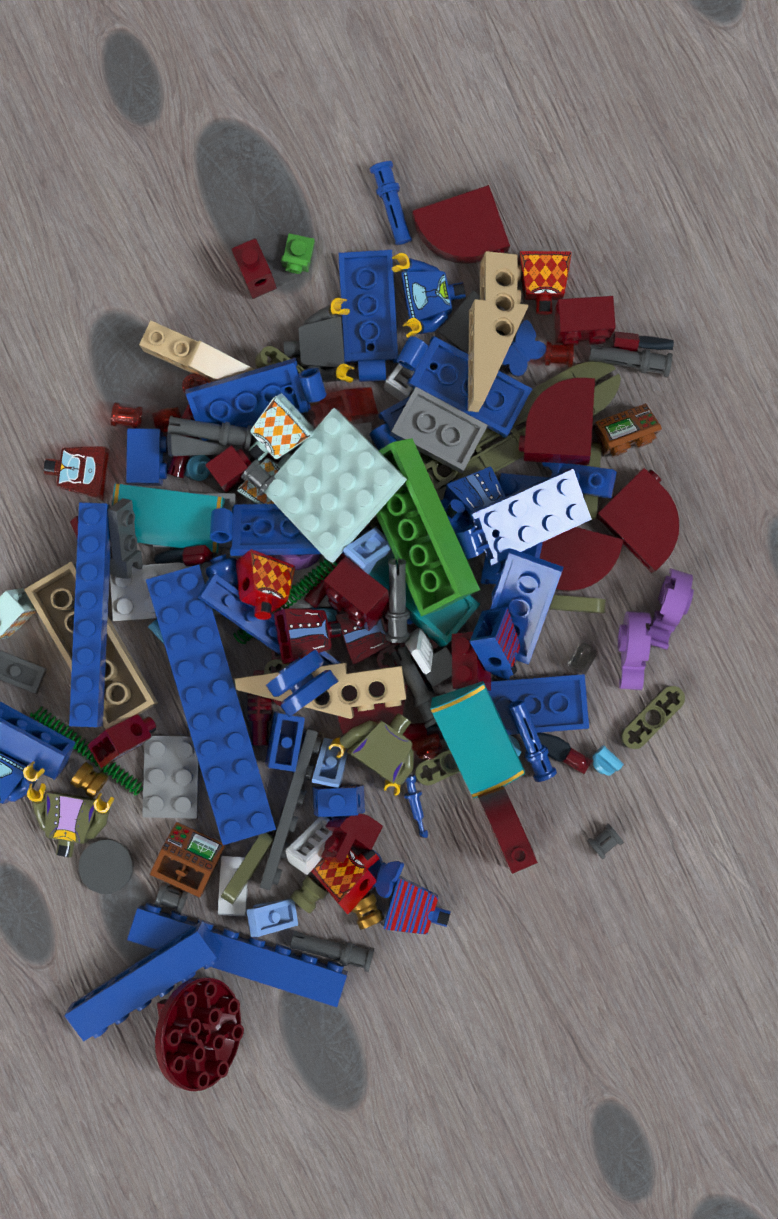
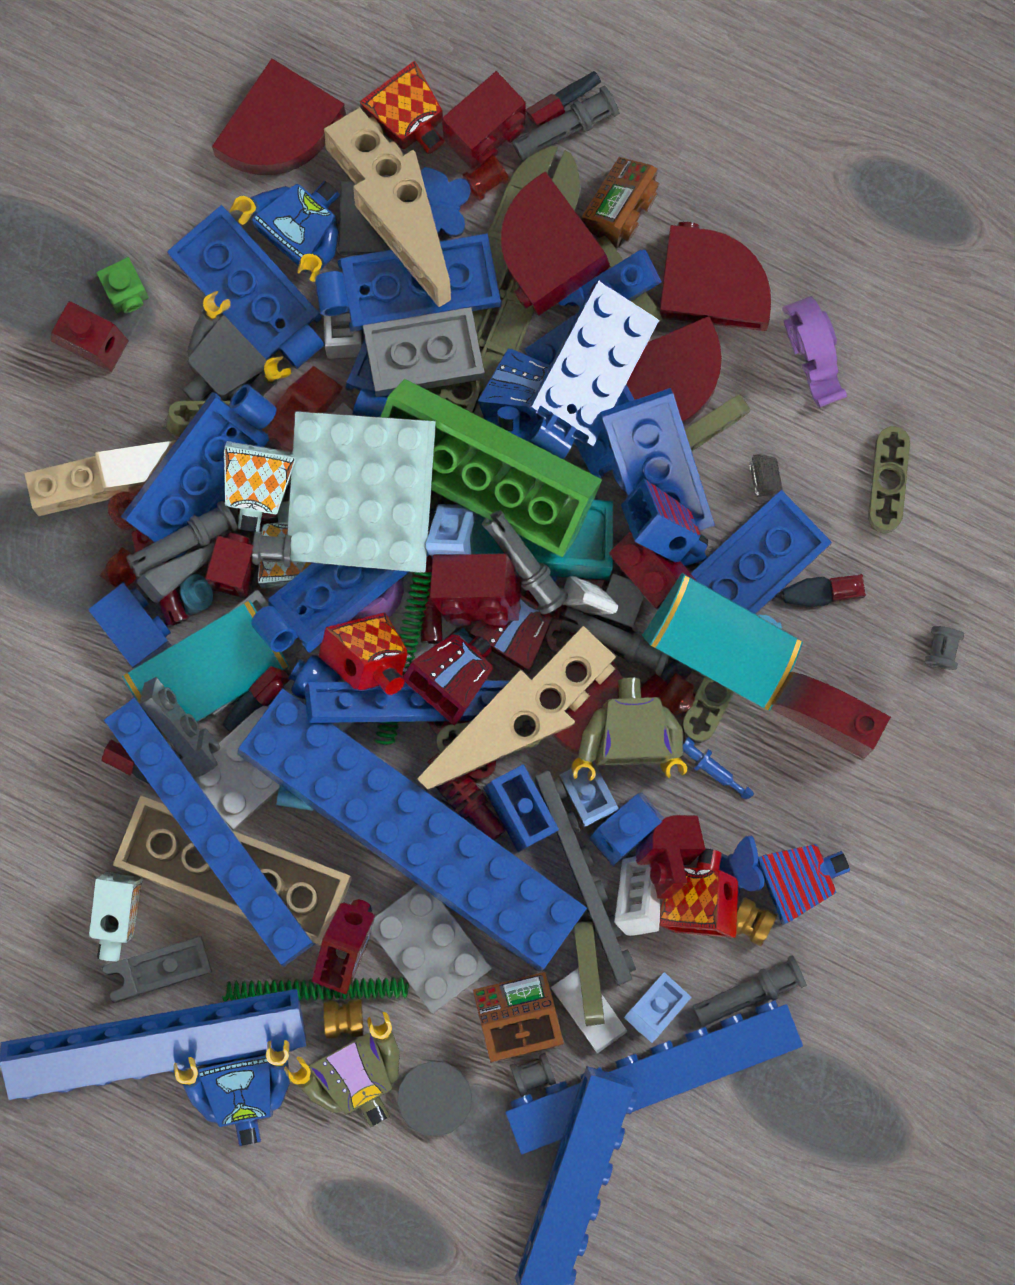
camera: 40 degrees left, 5 degrees down
(81, 470) = (71, 695): clear red torso -> none
(126, 416) = (74, 599): clear red bush -> none
(198, 1033) = (677, 1190): dark red bracket -> none
(301, 682) = (493, 720): blue wheel -> none
(309, 894) = (676, 952): olive wheel -> none
(388, 191) = (167, 146): blue pin -> none
(535, 751) = (795, 610): blue pin -> none
(606, 762) = (877, 563): medium azure plate -> none
(634, 646) = (811, 418): medium lavender piece -> none

